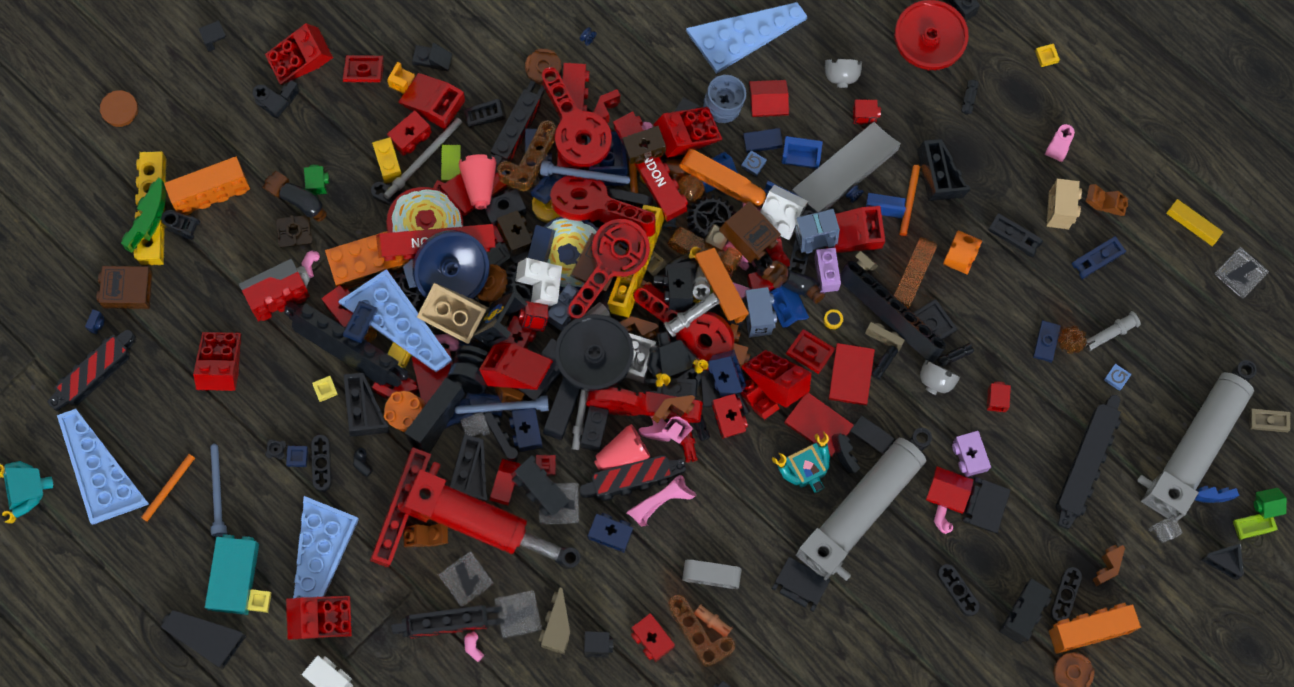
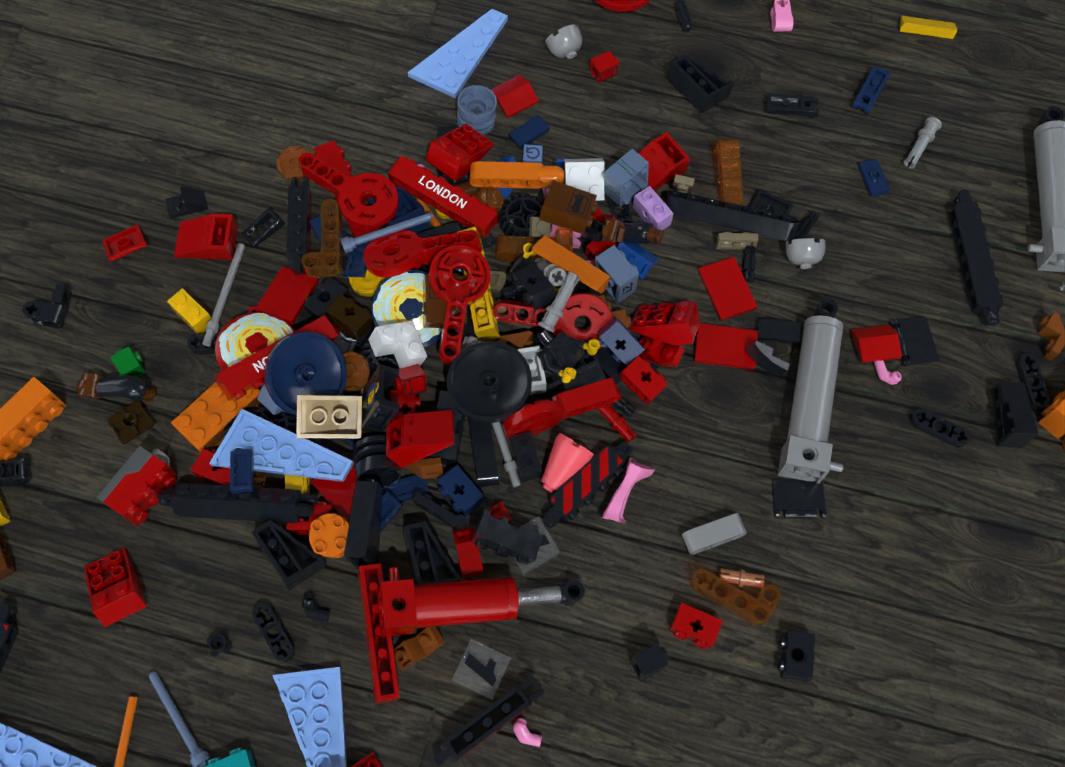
camera: 25 degrees left, 5 degrees down
(297, 456) = (244, 638): dark blue plate -> none
(299, 54) = (53, 259): red slope -> none
(308, 260) = (159, 442): bright pink arm -> none
(325, 388) = (239, 556): light yellow plate -> none
(400, 78) = (164, 236): light orange panel -> none
(410, 125) = (200, 277): red brick -> none
(449, 340) = (343, 446): bright pink arm -> none
(450, 158) = (252, 284): lime tile -> none
(475, 425) = (409, 512): clear panel -> none
(478, 177) = (288, 282): coral cone -> none
(519, 614) = (553, 675): clear tile -> none
(540, 403) = (462, 458): sand blue piece -> none
(541, 243) = (380, 309): dark blue tile -> none
(557, 631) = (601, 669): dark tan slope -> none
(558, 313) = (432, 364): sand blue hinge -> none
(588, 35) = (322, 118): dark blue bush -> none
(605, 101) = (373, 162): red slope -> none
(617, 540) = (587, 552): dark blue brick -> none
(651, 138) = (429, 176): dark brown brick -> none
(662, 431) = (588, 426): bright pink animal -> none
(678, 405) = (594, 391): dark orange slope -> none
(802, 152) = (570, 124): blue panel -> none
(806, 465) = (740, 386): teal torso -> none
(810, 351) = (680, 286): red slope -> none
(833, 319) = (682, 250): tile -> none
(846, 168) = (617, 118): light grey arch -> none
(854, 193) = (635, 137): dark blue bush -> none
(889, 205) = (677, 131): blue panel -> none
(909, 200) = (685, 120): orange bar -> none
(962, 252) = (759, 137): orange brick -> none
(971, 465) = (884, 303): lavender brick -> none
(998, 397) = (866, 243): red brick -> none
(1063, 204) = (817, 58): tan brick -> none
(1075, 335) = (895, 164): clear orange piece -> none
(1109, 202) = (849, 43): dark orange slope -> none
(1117, 377) = (950, 177): medium blue tile -> none
(1241, 272) = (990, 47): clear tile -> none

